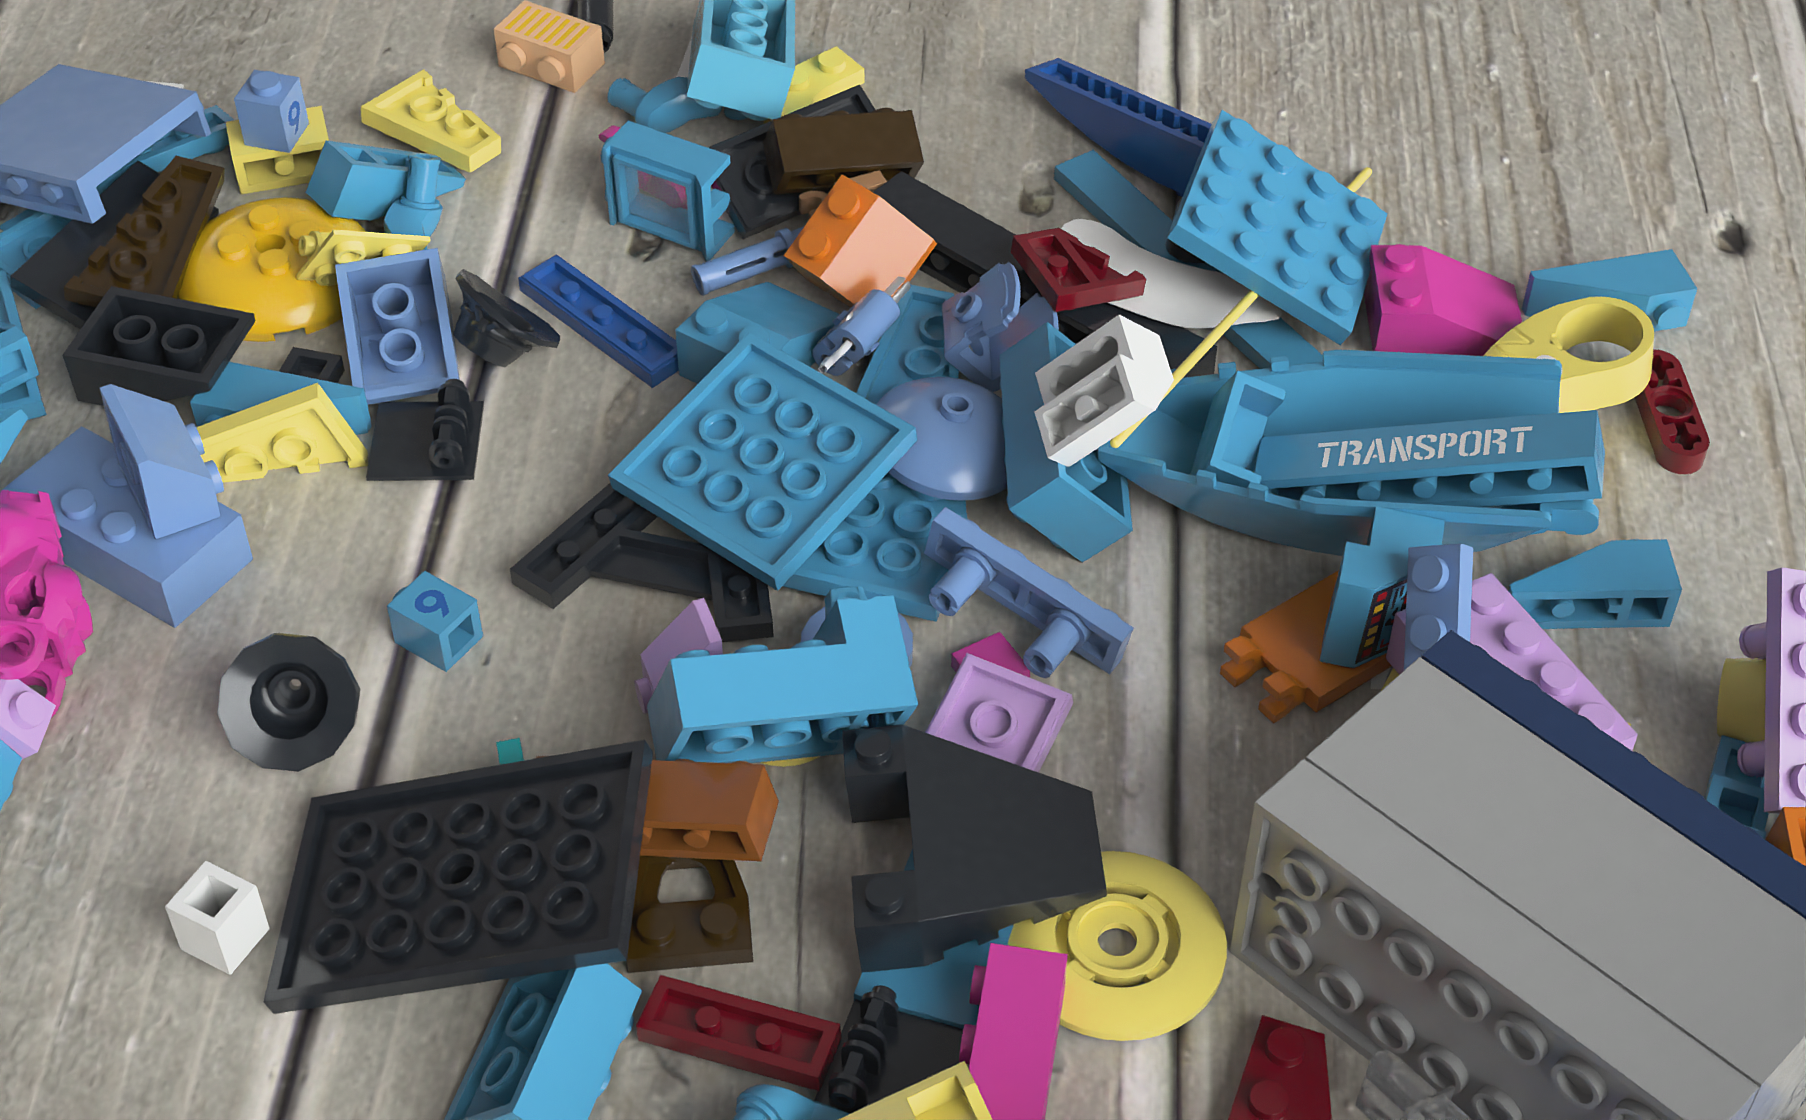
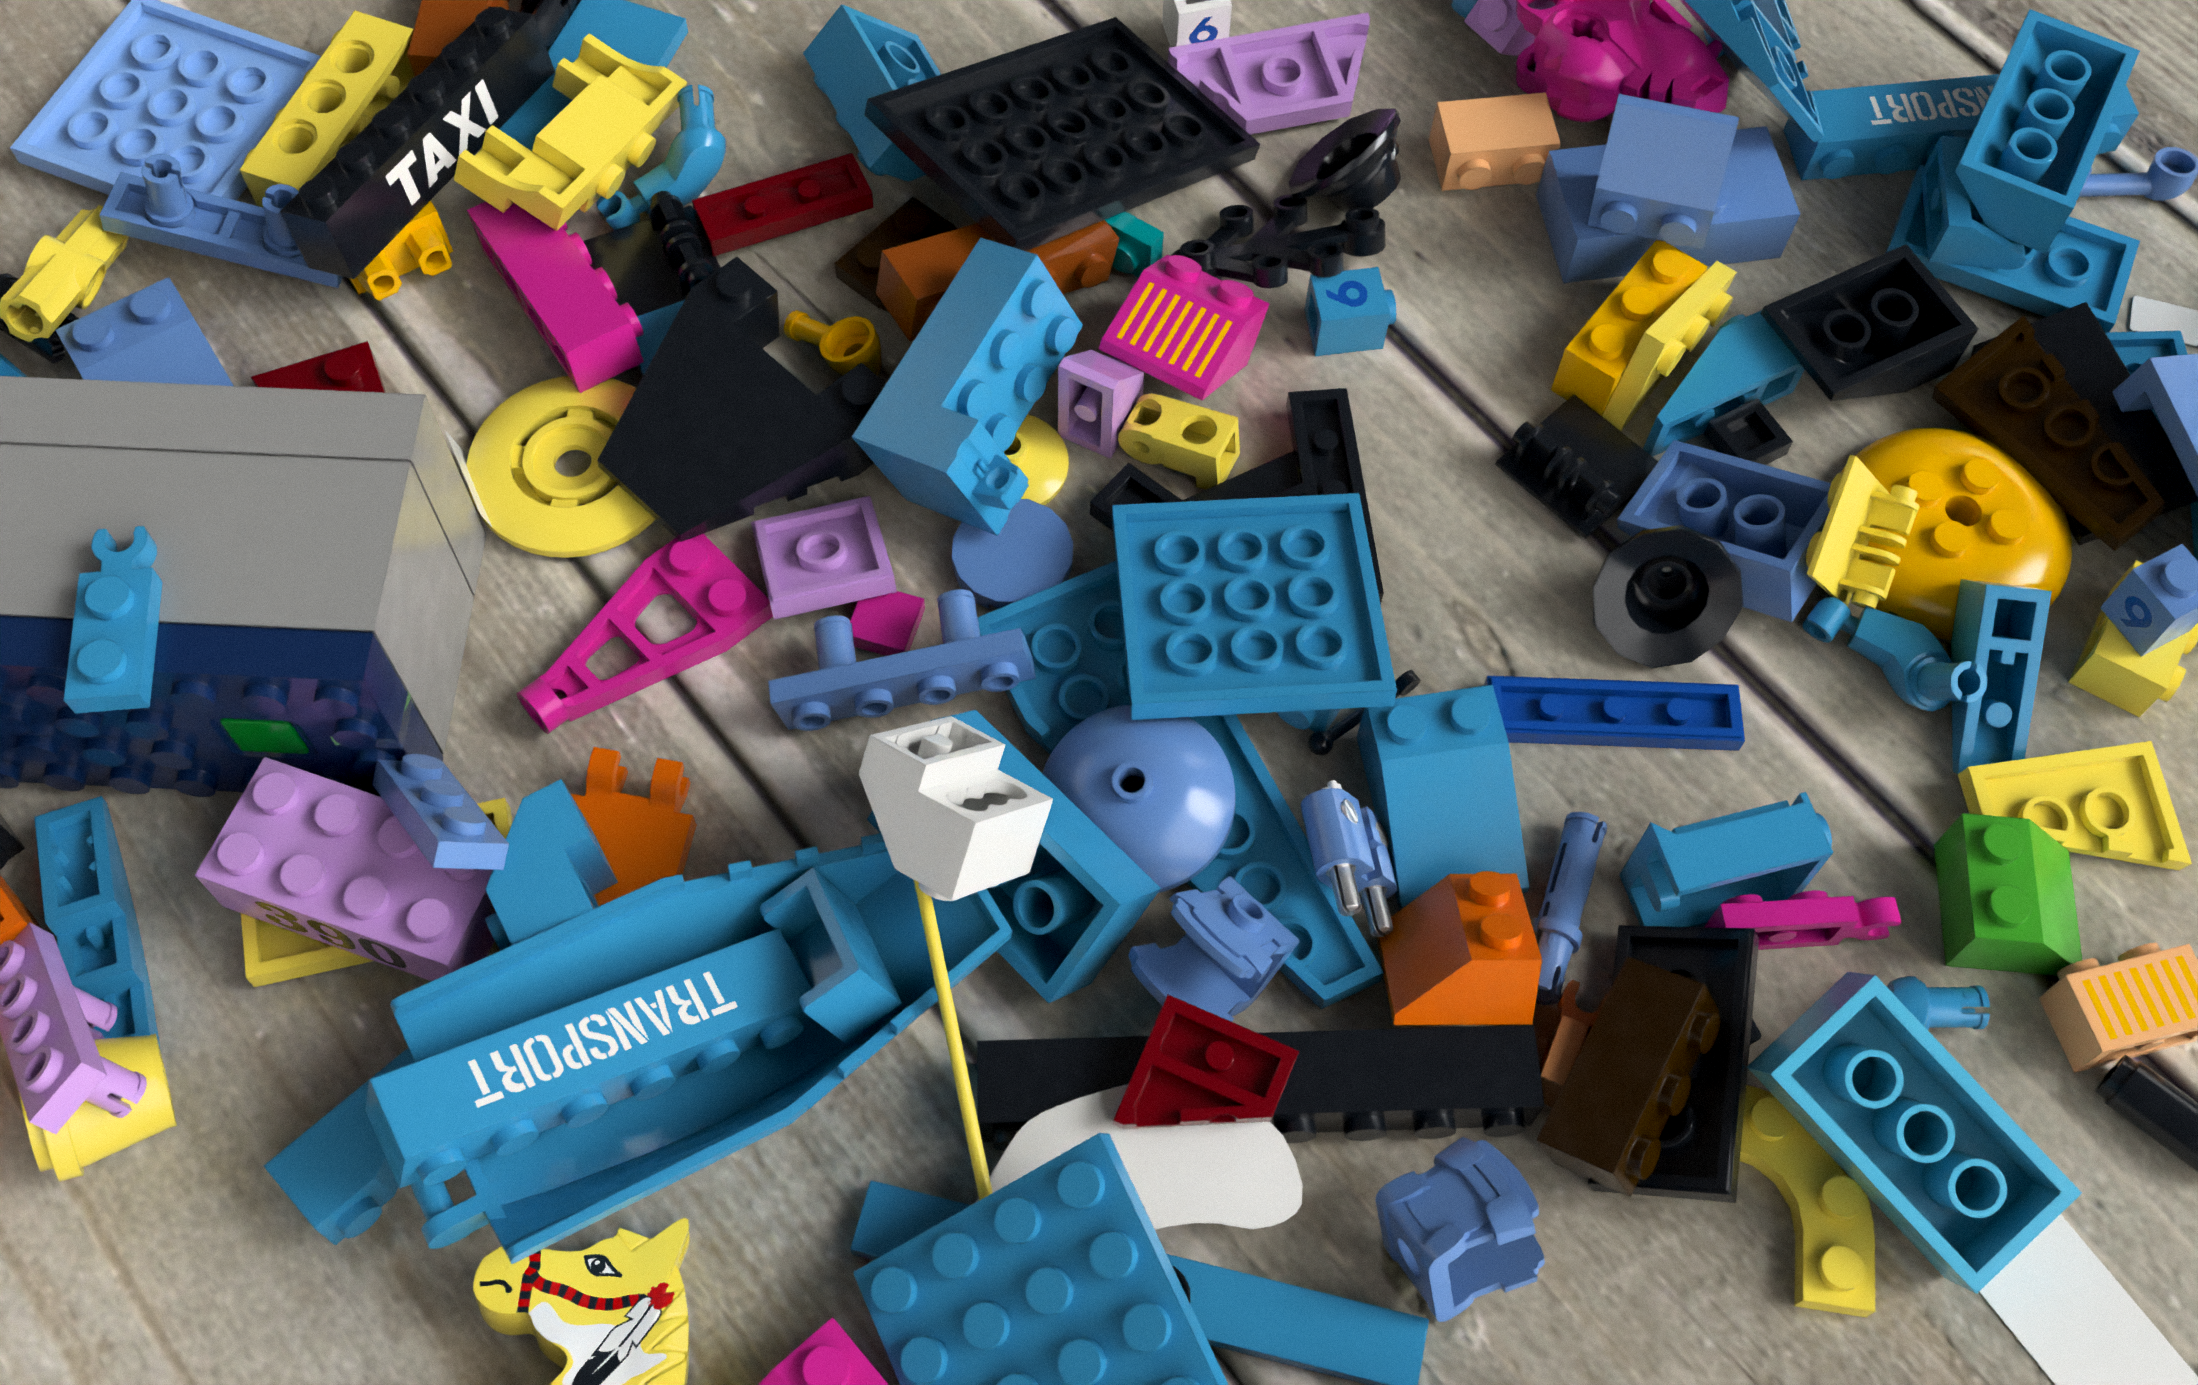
camera: 135 degrees right, 15 degrees up
(159, 657) = (1492, 141): none -> light nougat brick
(214, 820) = (1279, 74): none -> lavender wing
(290, 469) = (1607, 342): none -> yellow brick
(430, 697) = (1275, 251): none -> black plant
(543, 115) = (2006, 896): none -> bright green slope
(572, 668) = (1186, 326): none -> dark pink slope
(652, 613) = (1182, 438): none -> light yellow leg
(834, 842) = (841, 344): none -> yellow bar
(1003, 159) = (1462, 1227): none -> medium blue piece
(1095, 758) = (701, 582): none -> dark pink plate
(1204, 1012) = (462, 460): none -> white sticker
(1616, 767) = (115, 628): none -> dark azure plate

